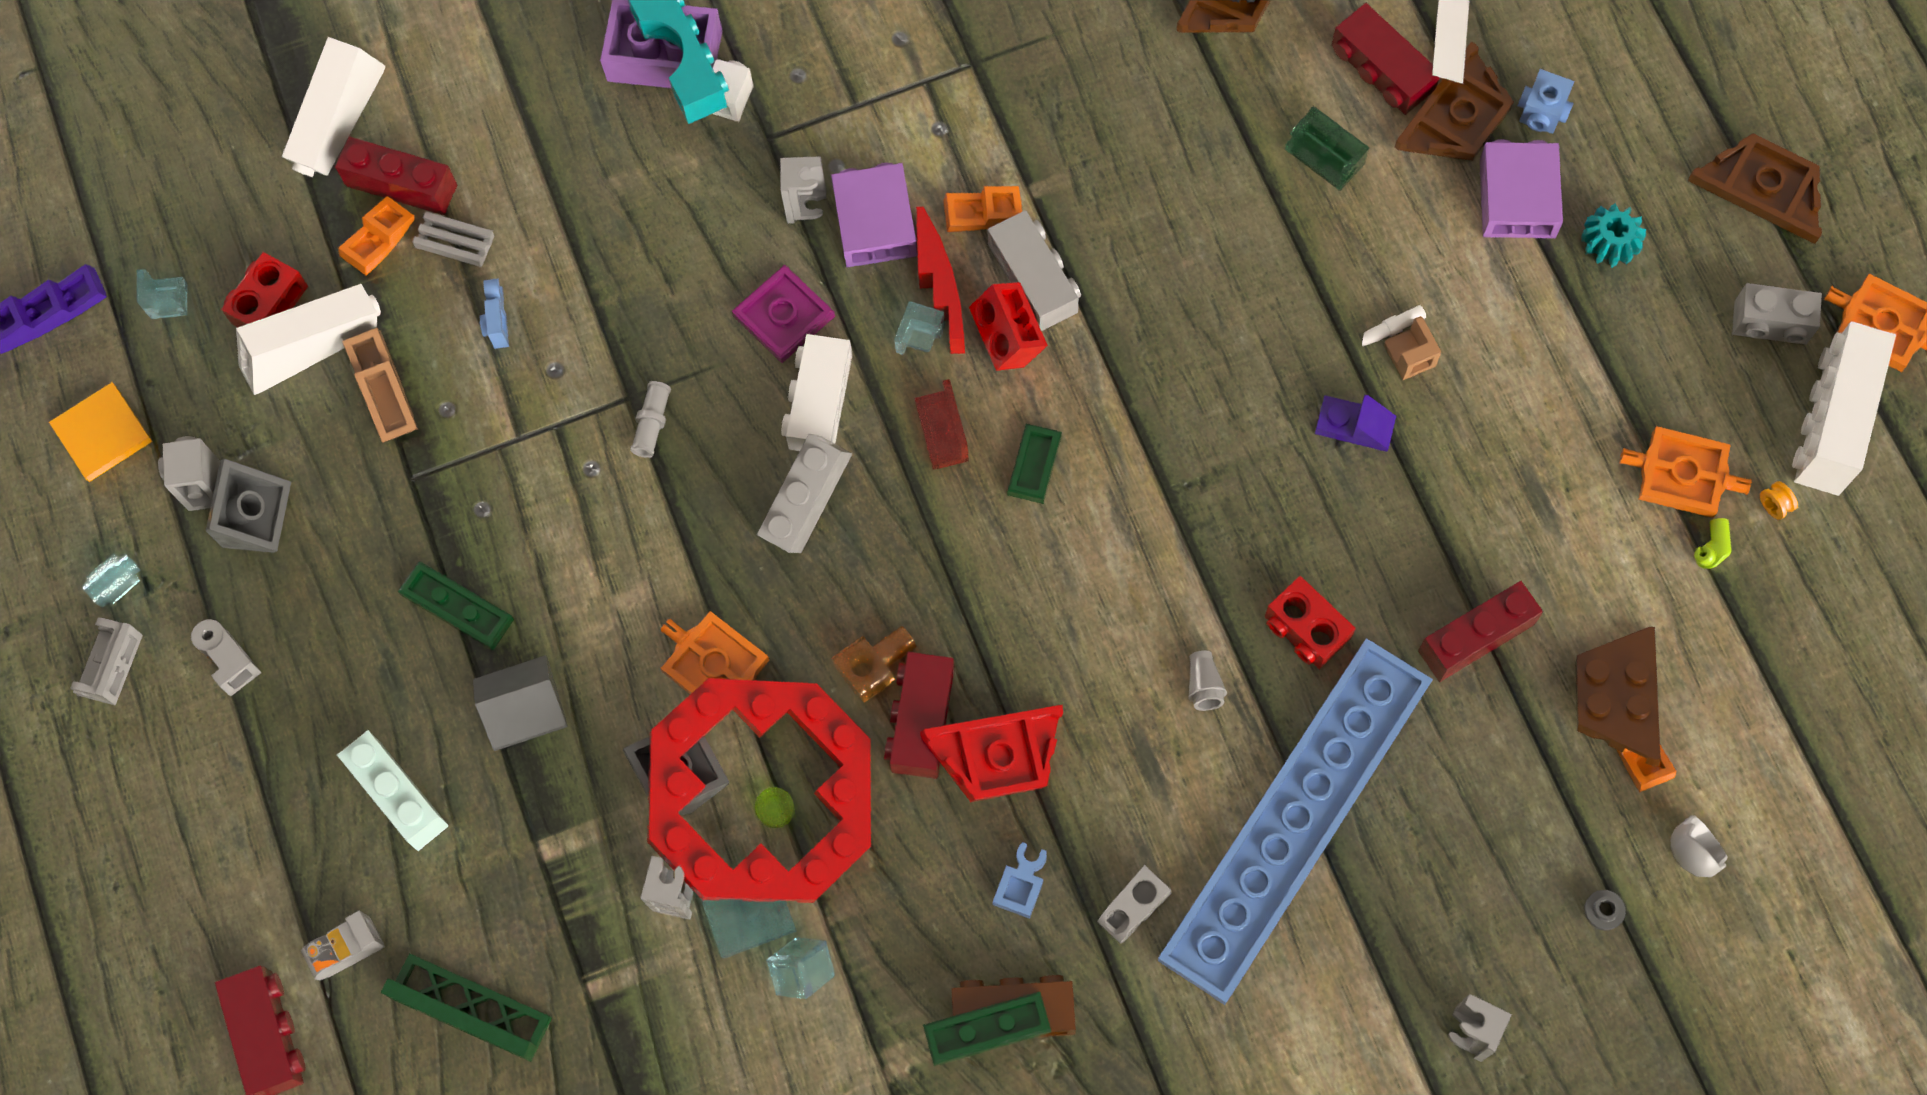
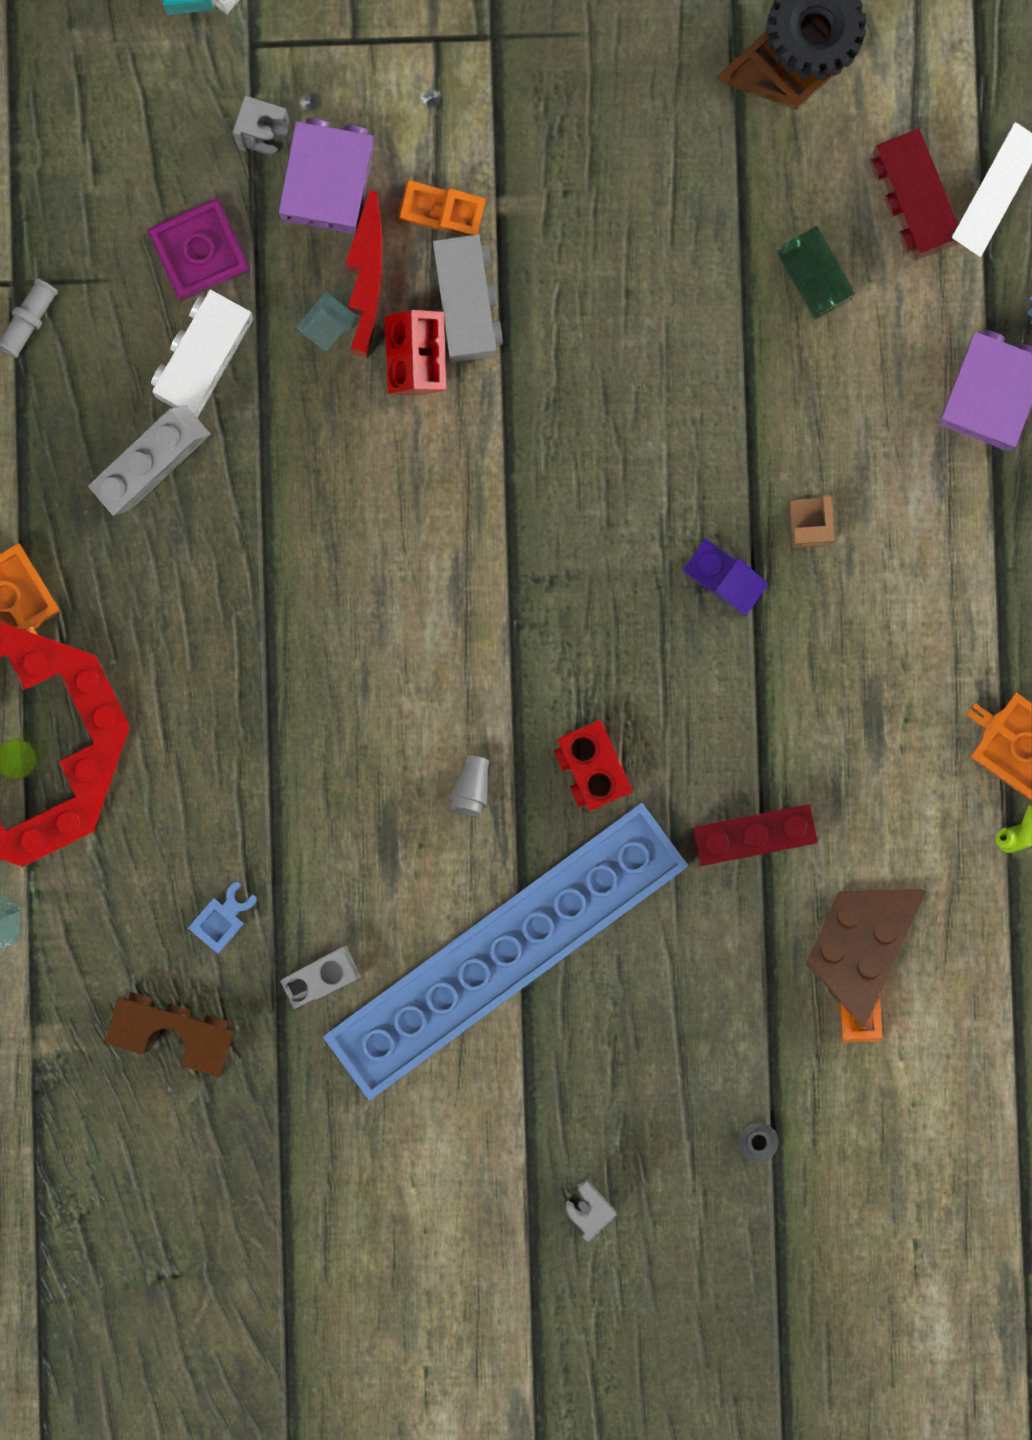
camera: 15 degrees right, 15 degrees up
(879, 656) = (168, 647): clear orange piece -> none
(922, 705) = (185, 721): dark red brick -> none
(942, 427) = (313, 432): clear red panel -> none
(987, 1028) = (136, 1047): dark green tile -> none
(997, 752) = (245, 787): red wing -> none
(1034, 463) = (392, 502): dark green tile -> none
(1392, 325) = (805, 488): white piece -> none
(1458, 115) = (967, 289): reddish brown wing -> none
(1697, 848) = (869, 1118): light grey hair -> none

